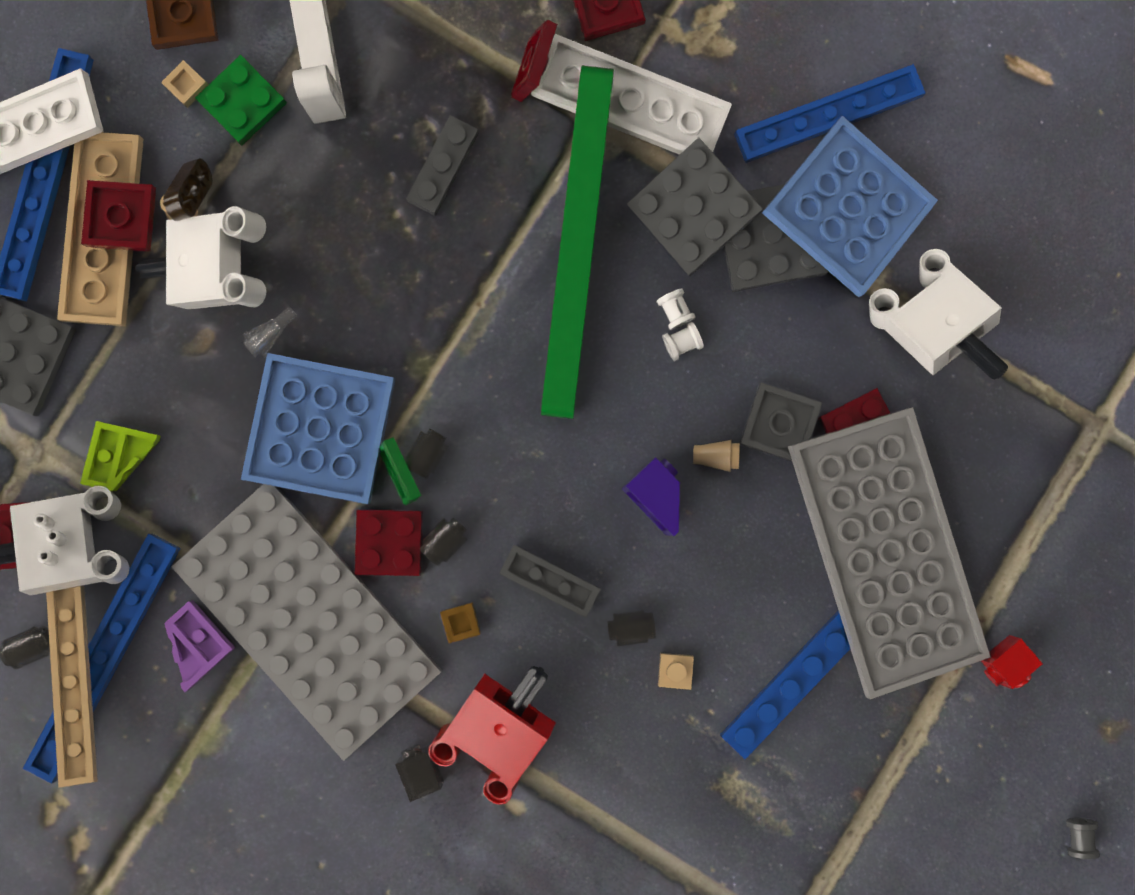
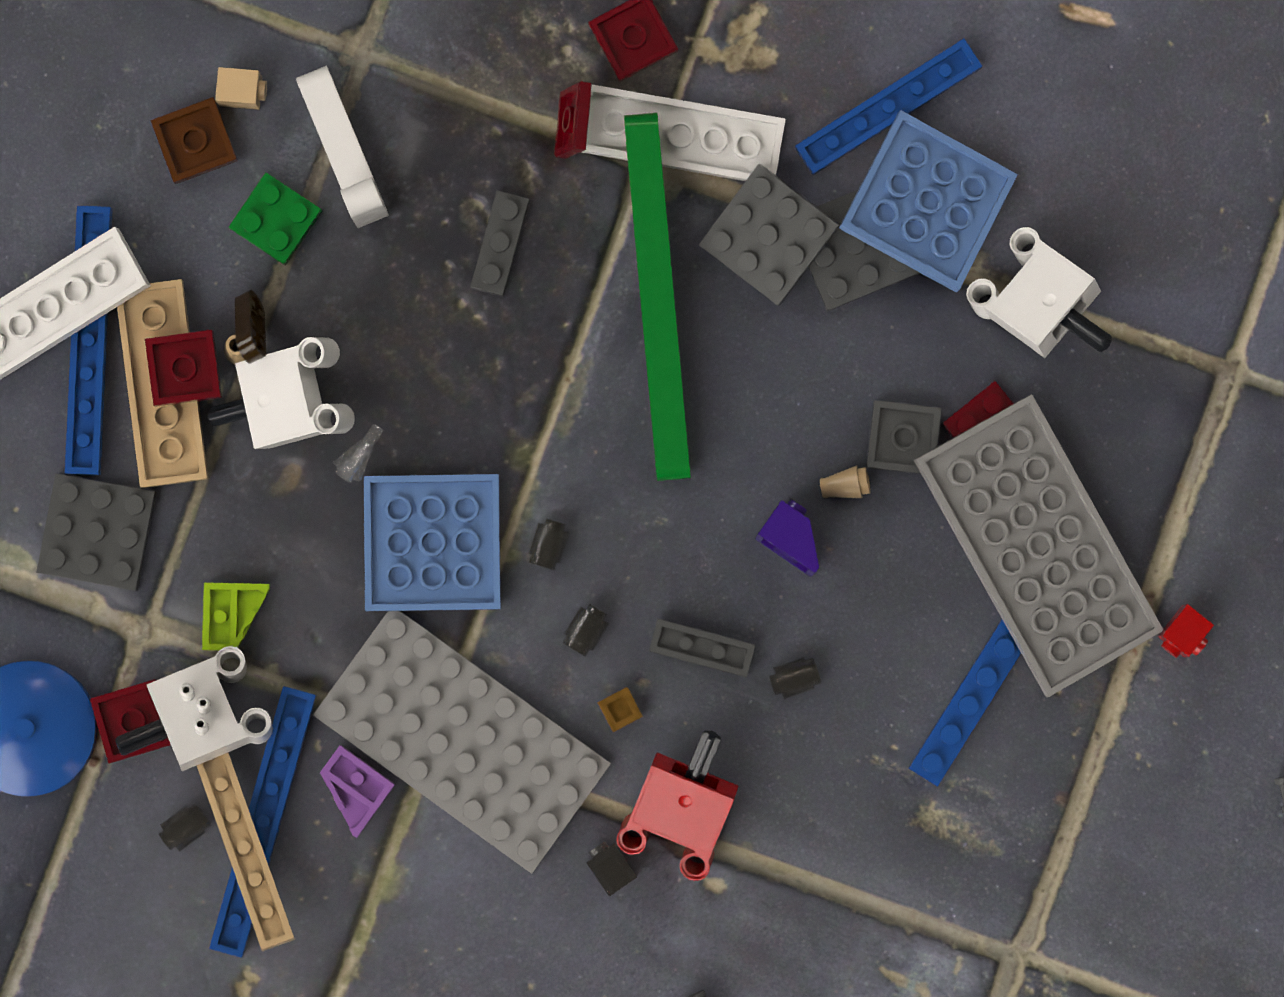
camera: 10 degrees left, 0 degrees up
(184, 83) = (215, 215): tan plate -> none
(388, 542) = (528, 644): dark red plate -> none
(399, 471) = (525, 569): green tile -> none
(675, 671) = (849, 712): tan plate -> none
(676, 309) = (772, 343): white bush -> none
(683, 341) = (786, 374): white bush -> none

